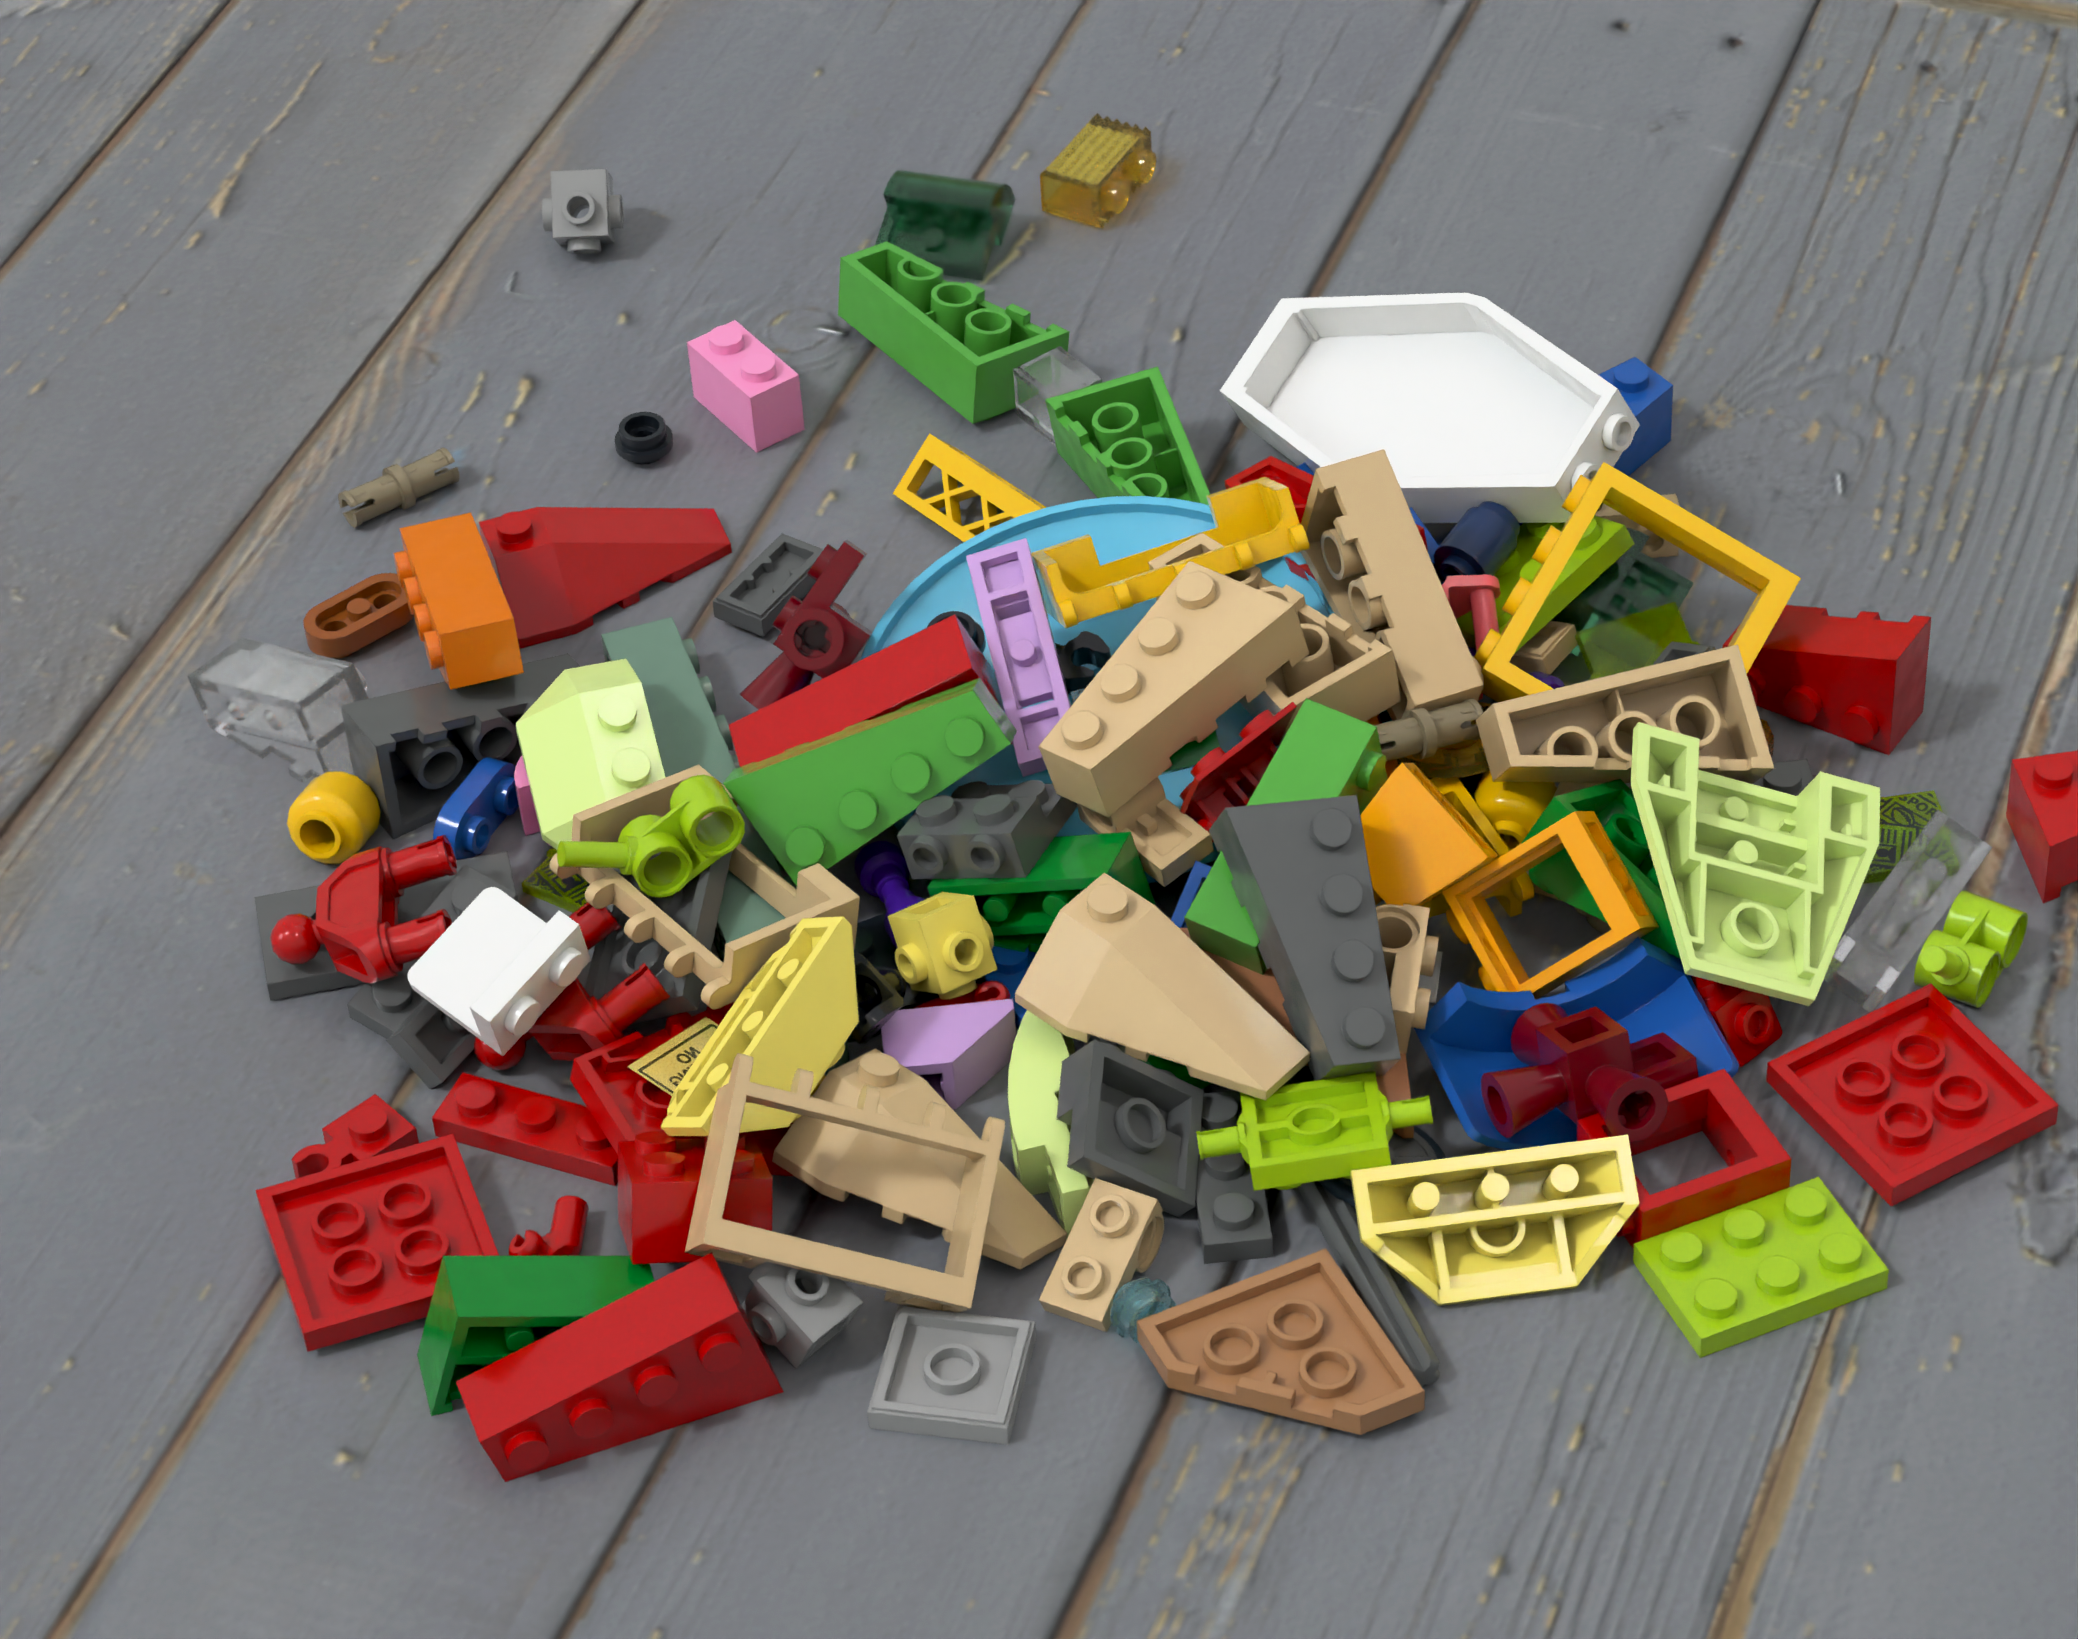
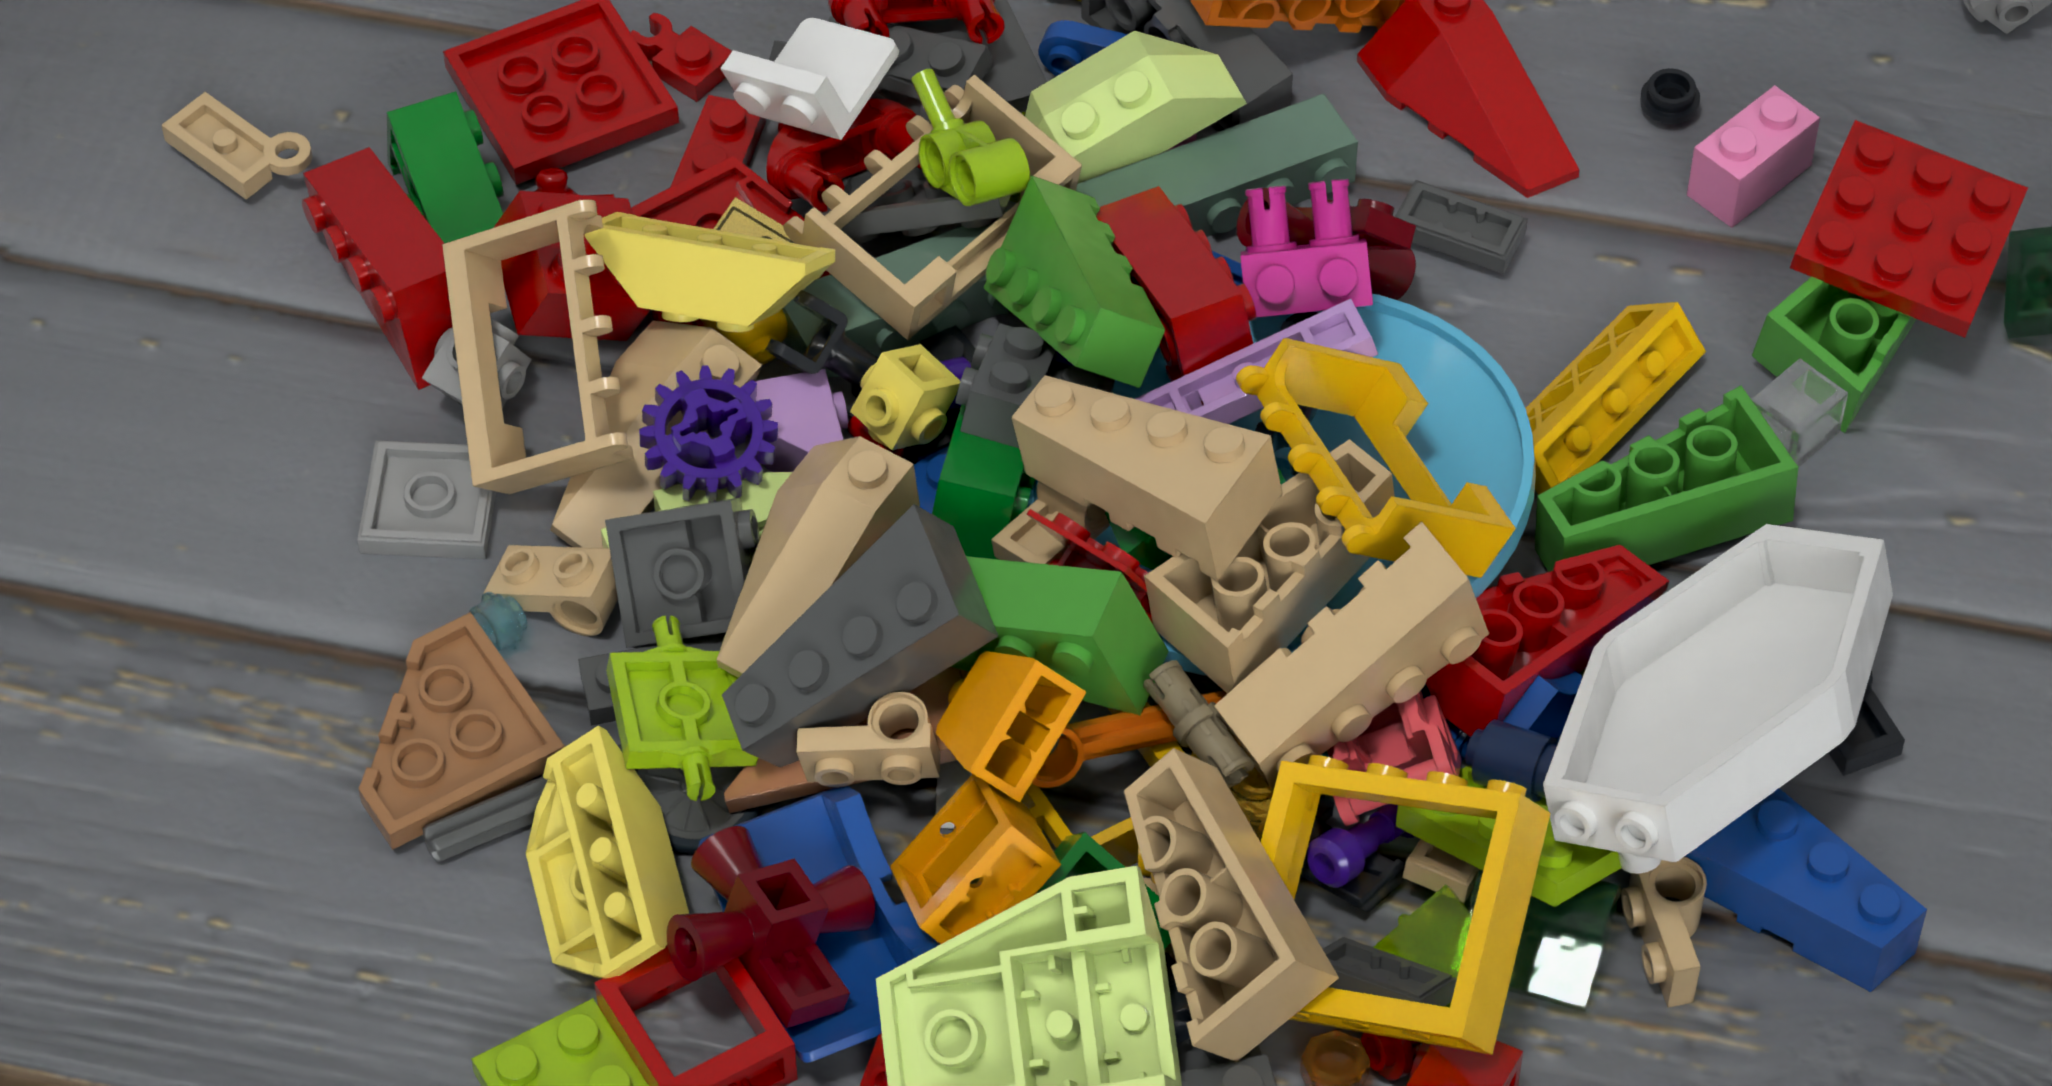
camera: 80 degrees right, 10 degrees up
(385, 1539) = (232, 146): none -> tan hinge
(885, 599) = (1307, 276): none -> dark pink brick
(900, 269) = (1909, 228): none -> red plate
(976, 1077) = (691, 454): none -> dark purple gear

